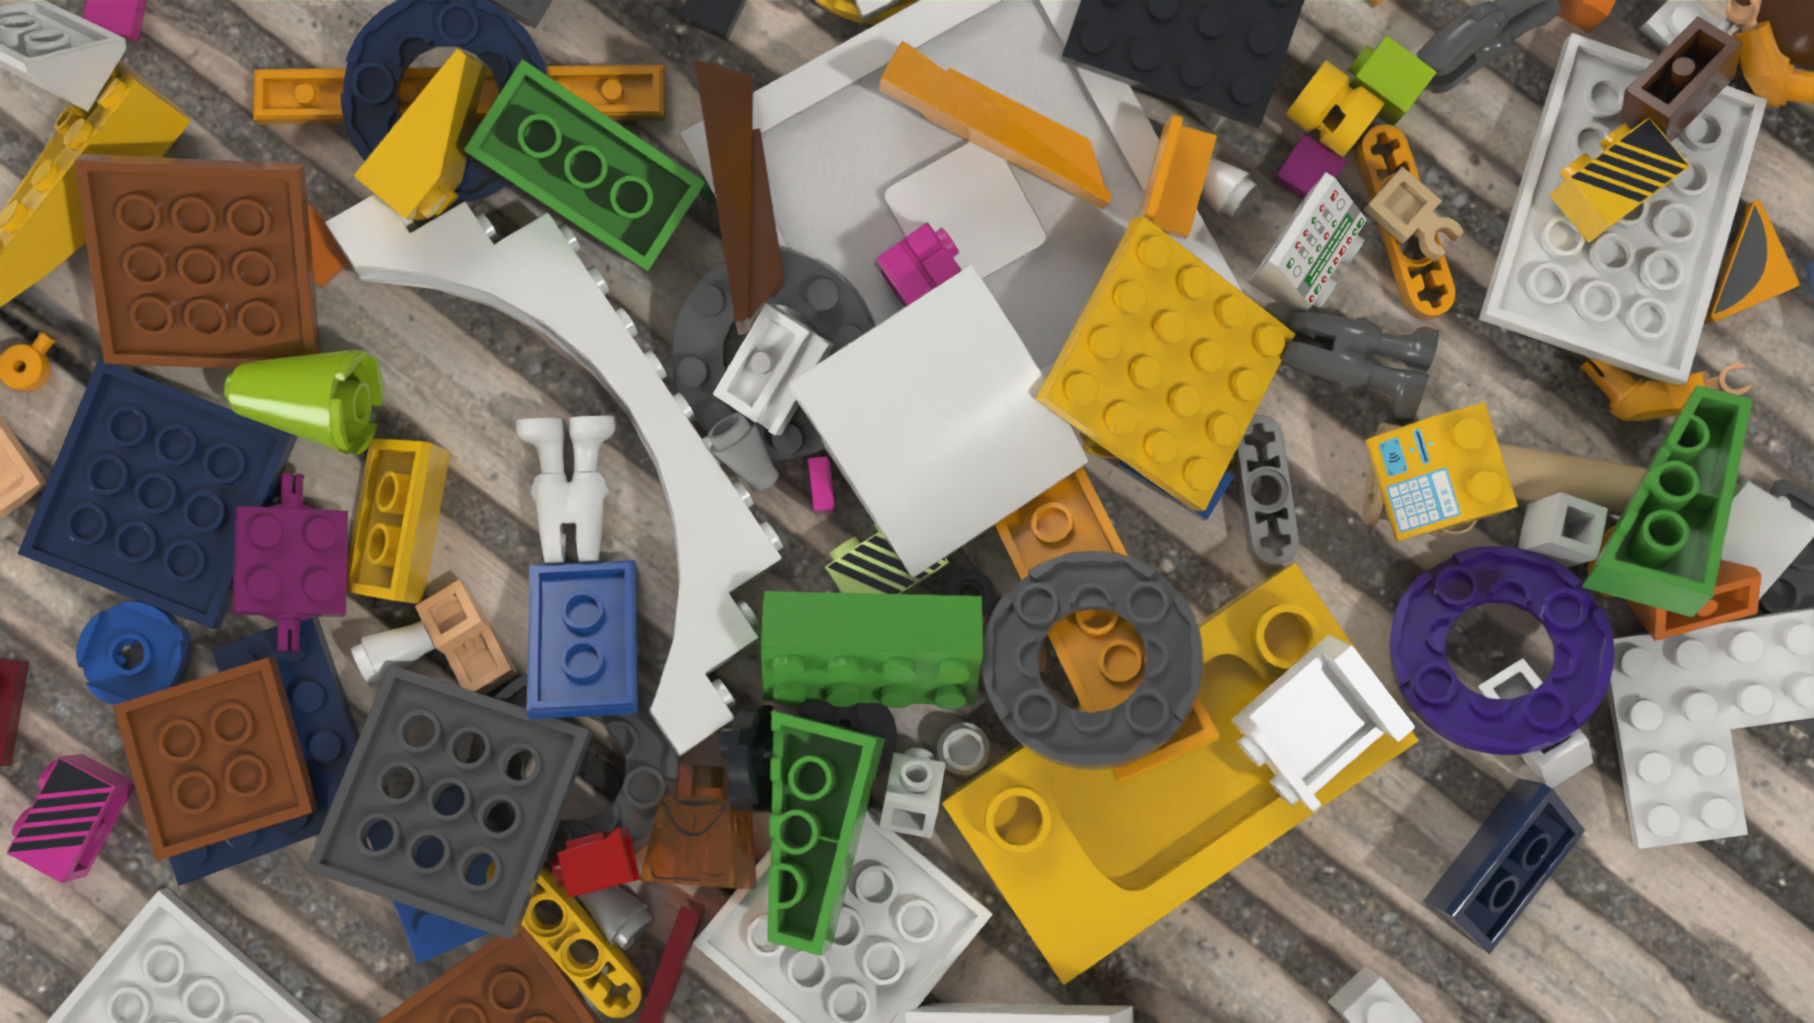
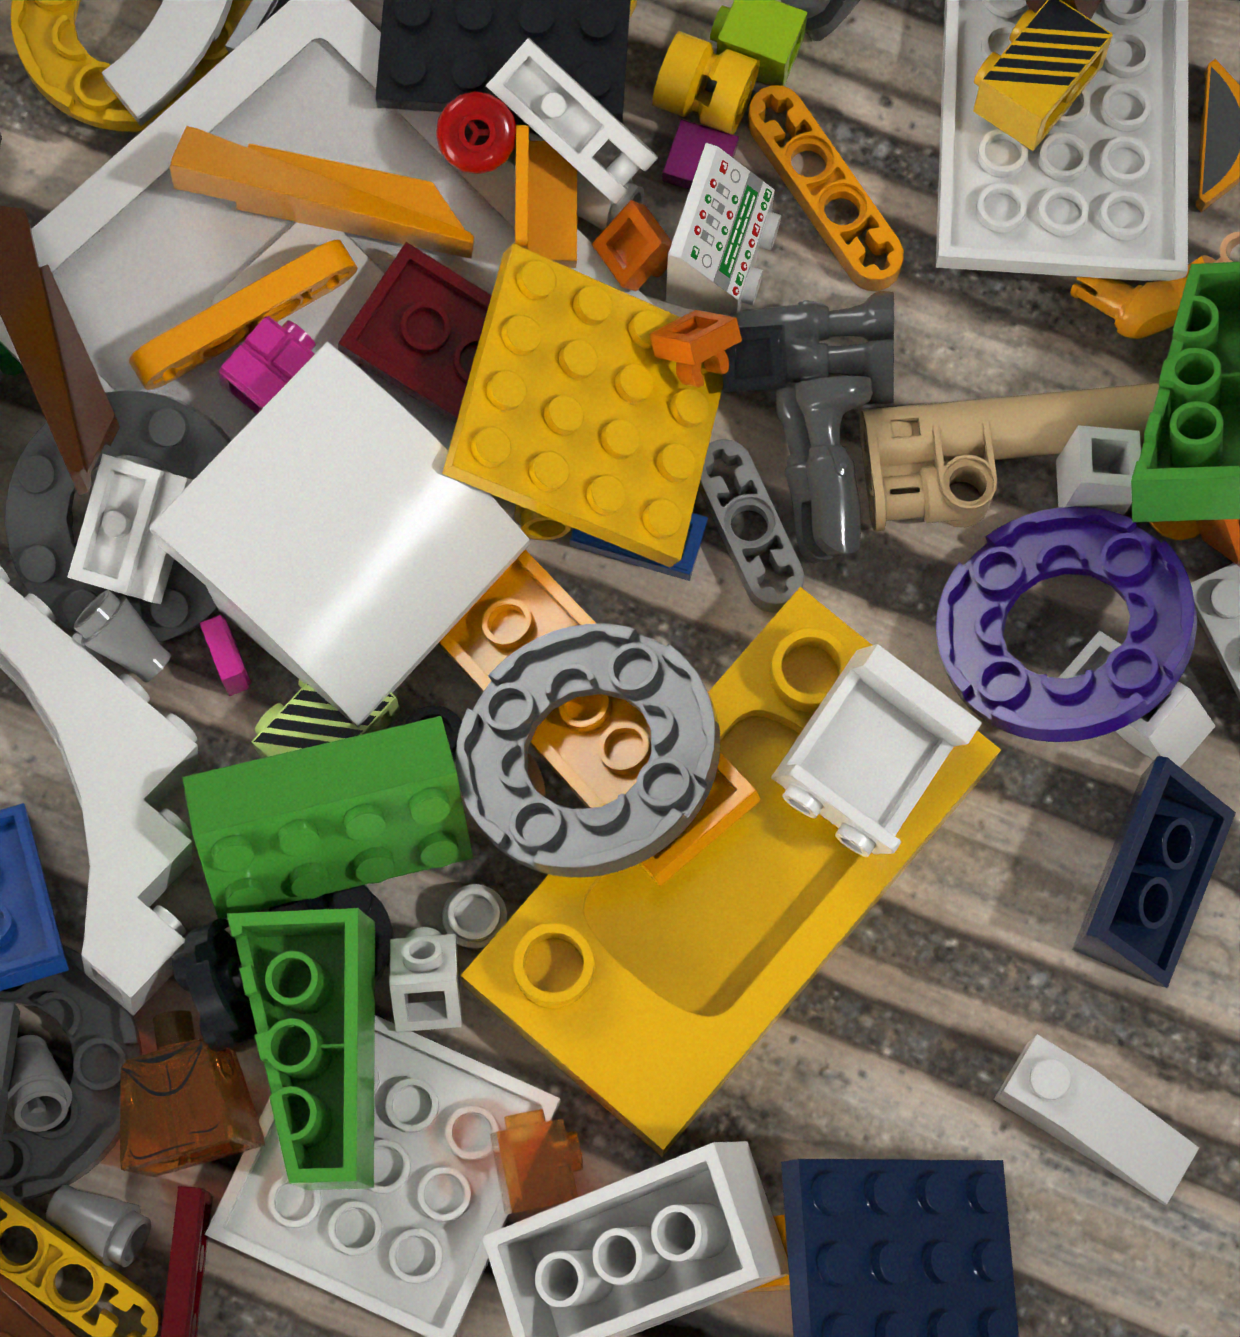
camera: 15 degrees left, 10 degrees down
(592, 794) = (37, 1087): none -> light grey cone
(596, 863) = (62, 1162): red window -> none
(907, 212) = (238, 315): none -> light orange beam
(961, 967) = (535, 1161): none -> clear orange brick
(1049, 265) = (420, 330): none -> dark red plate
(1130, 92) = (464, 154): none -> red head
(1217, 118) = (569, 119): none -> white plate
(1238, 235) = (634, 246): none -> orange tile
(1269, 336) = (695, 340): none -> orange tile
(1310, 358) = (757, 360): none -> black tile
(1335, 463) = (818, 466): none -> dark grey piece
(1407, 209) = (818, 165): tan plate -> none
(1441, 472) = (935, 439): yellow slope -> none

